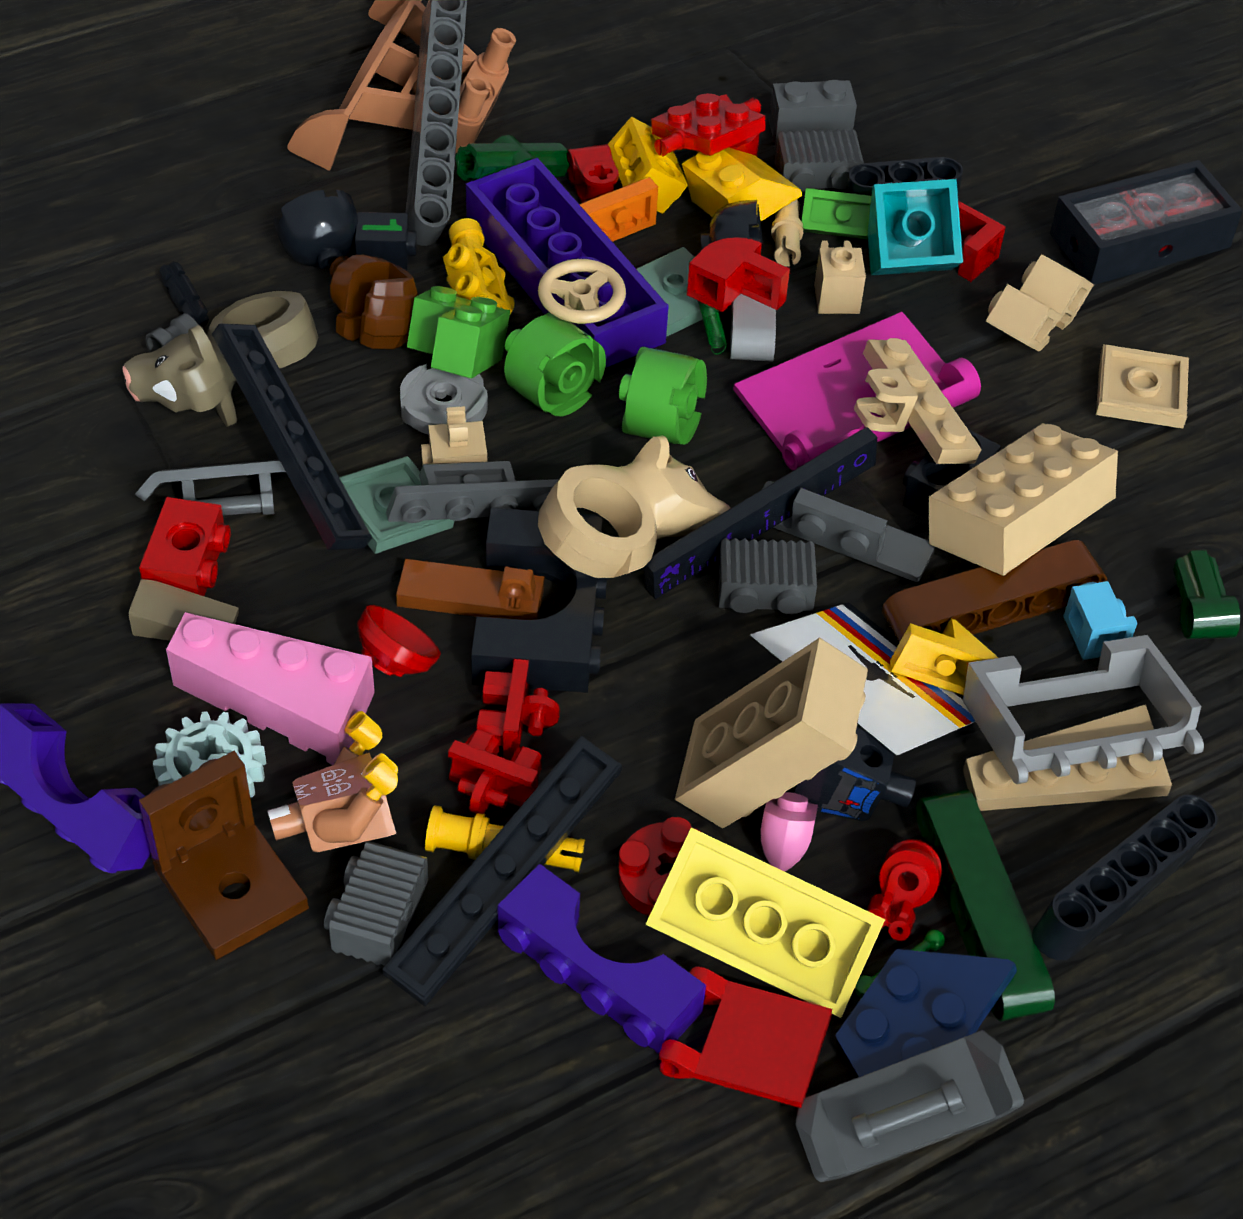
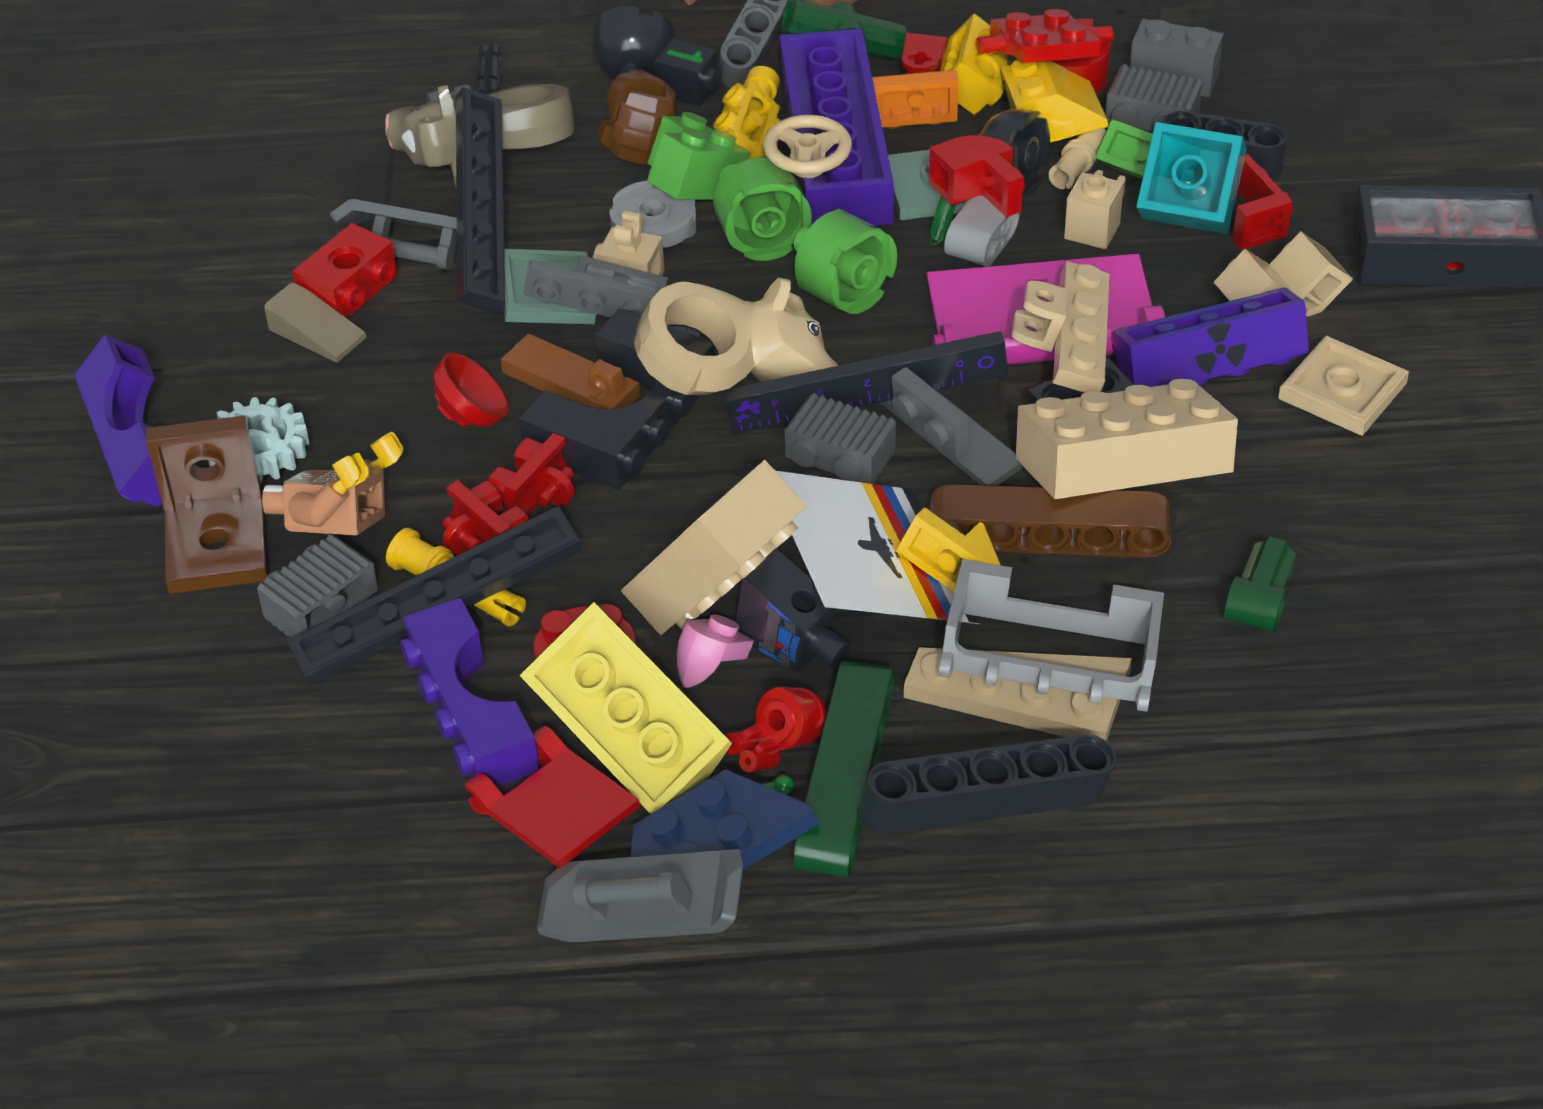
camera: 30 degrees right, 5 degrees down
(273, 680) = (349, 390): bright pink wedge -> none
(1026, 376) = (1214, 340): none -> dark purple brick
(1096, 617) = (1136, 562): medium azure brick -> none

